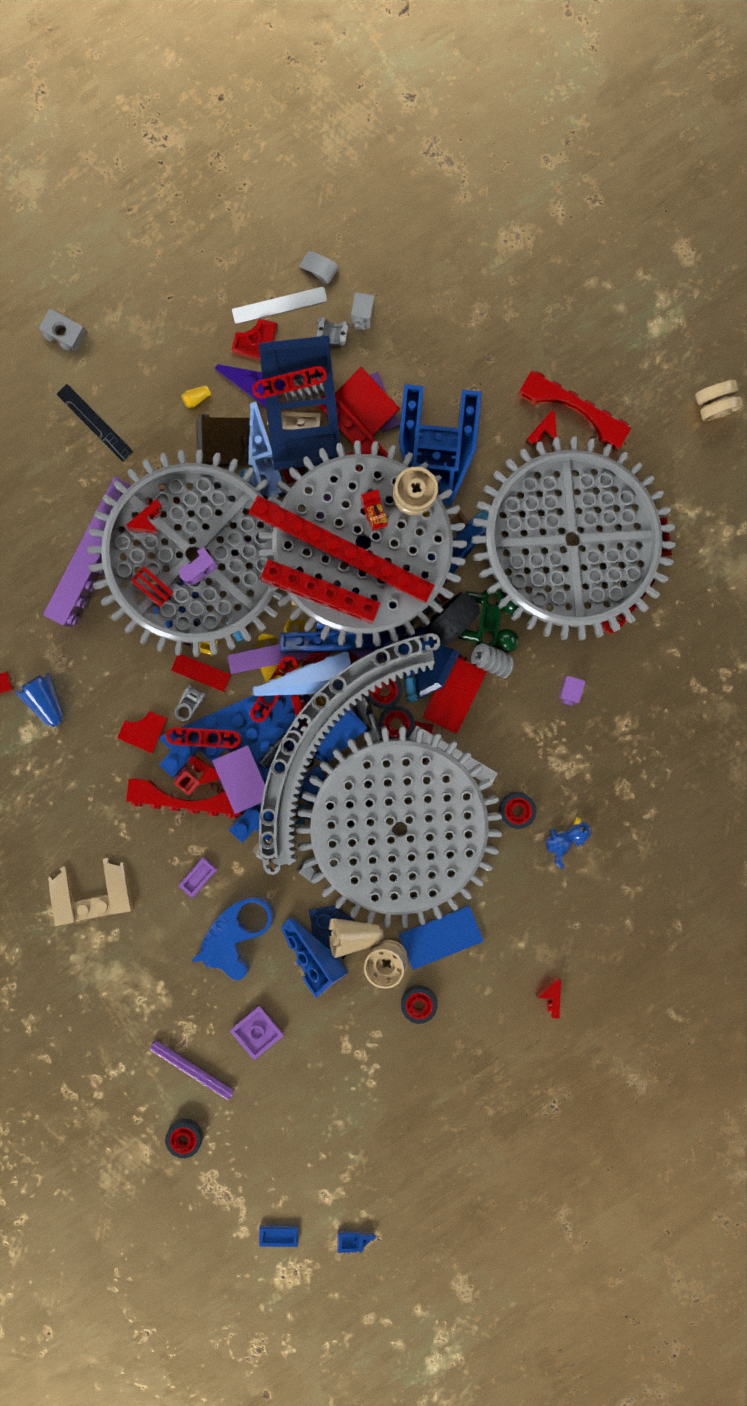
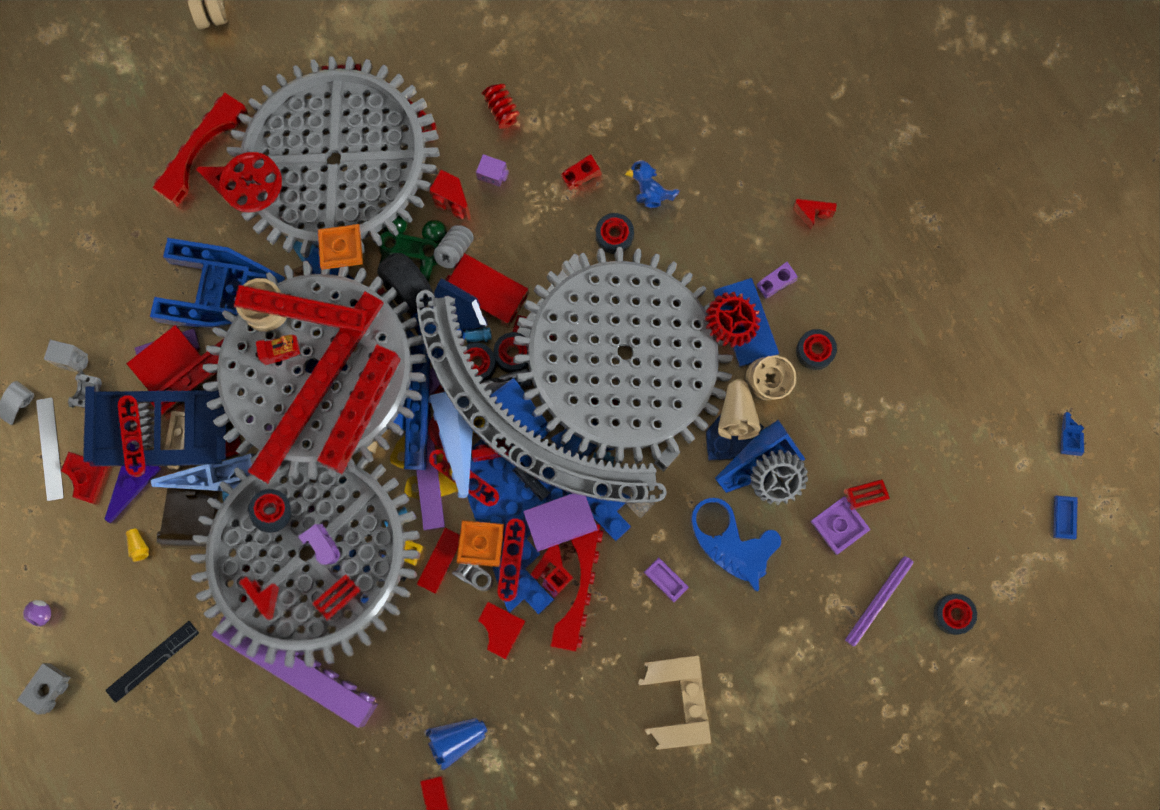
camera: 85 degrees left, 10 degrees down
(128, 315) = (37, 613): none -> medium lavender piece
(216, 708) = (480, 543): none -> orange tile
(233, 509) = (269, 522): none -> wheel
(281, 1042) = (852, 499): none -> red tile
(294, 975) = (784, 466): none -> light grey gear
(410, 528) = (300, 308): none -> red tile
(453, 932) = (747, 322): none -> red gear
(479, 556) = (340, 246): none -> orange tile
(481, 965) = (777, 280): none -> medium lavender leg
(532, 467) = (248, 174): none -> red wedge
(544, 652) = (449, 195): none -> red slope
(575, 774) = (581, 172): none -> red leg
(637, 694) = (500, 105): none -> red piece

